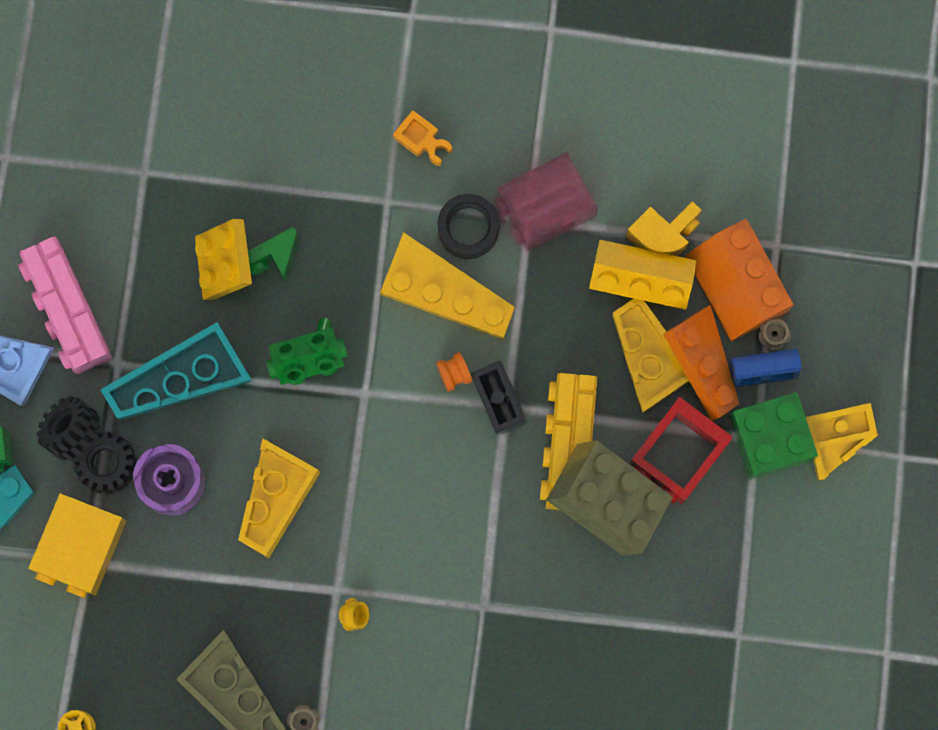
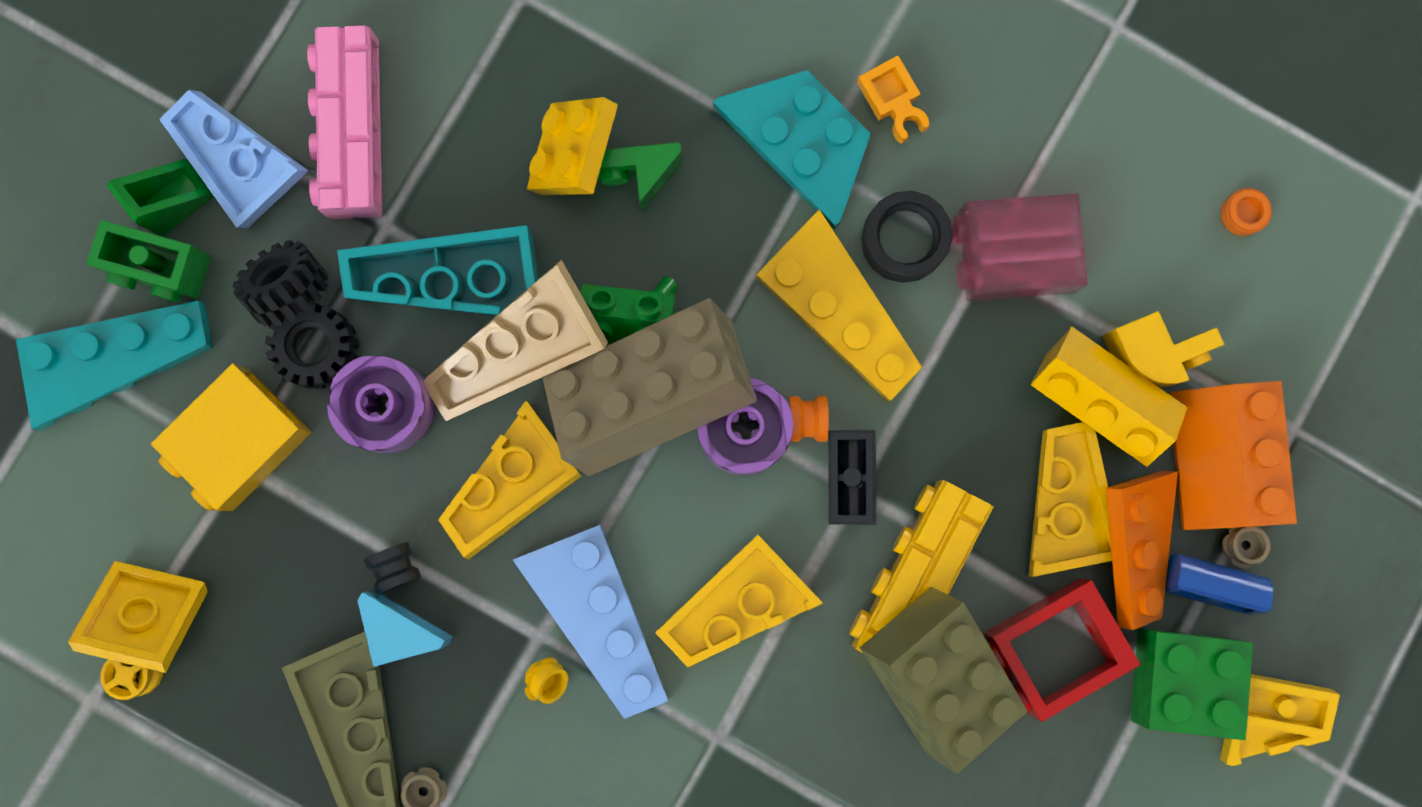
camera: 20 degrees right, 5 degrees up
(68, 684) = (138, 616): none -> yellow plate
(221, 584) = (392, 568): none -> black wheel
(243, 625) = (395, 631): none -> medium azure slope
(247, 398) = (524, 342): none -> tan wing
(340, 393) = (648, 388): none -> dark tan brick
(364, 555) = (592, 607): none -> light blue wing
(372, 189) = (802, 137): none -> teal wing
(419, 375) = (766, 443): none -> medium lavender brick
(458, 511) = (736, 603): none -> yellow wing
(685, 117) = (1246, 212): none -> orange tile

